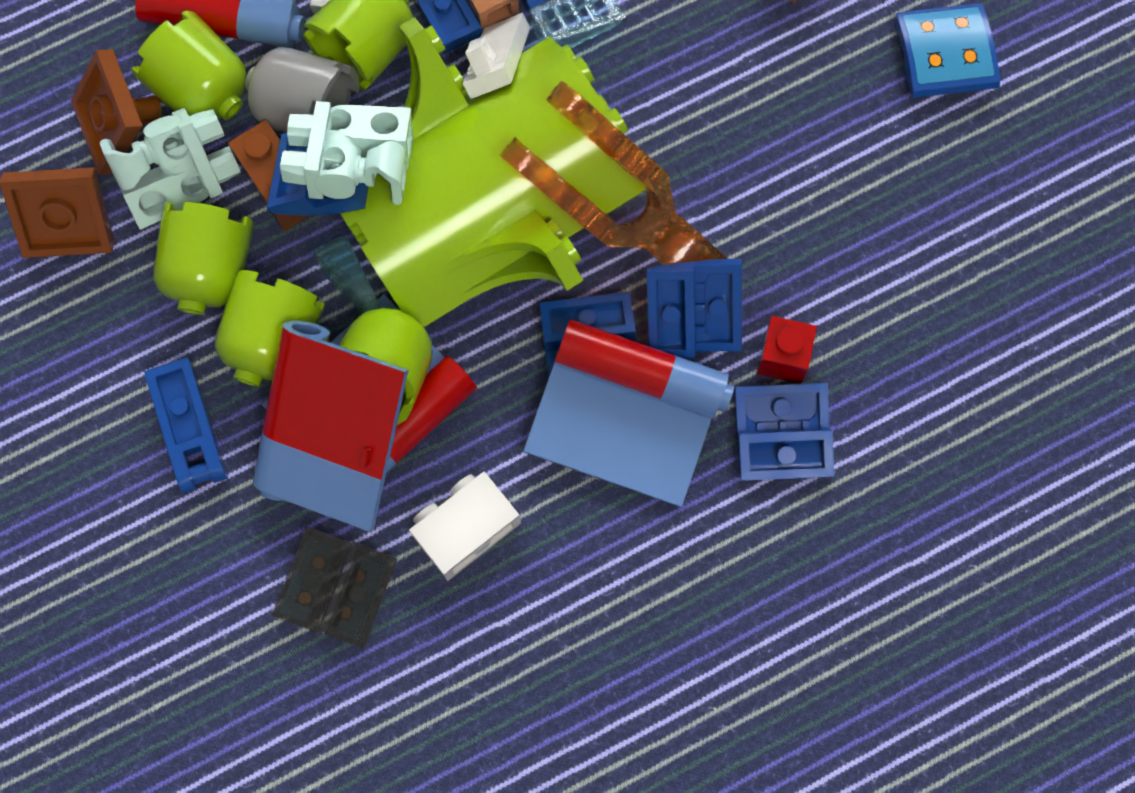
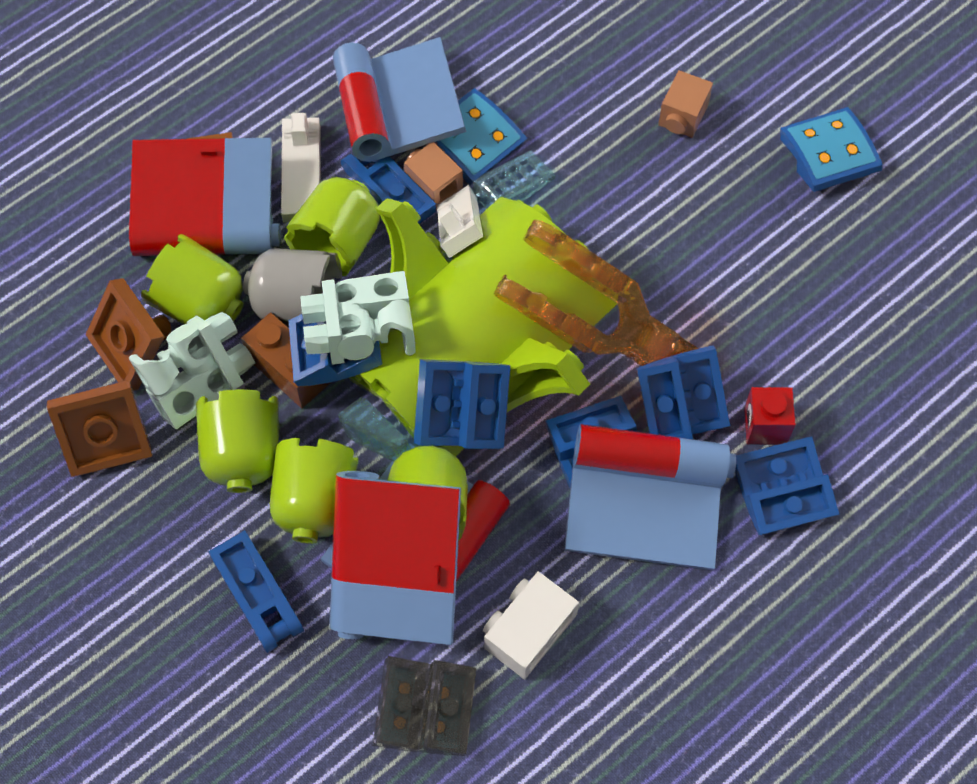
camera: 15 degrees left, 10 degrees down
(442, 270) = (461, 404): none -> blue slope

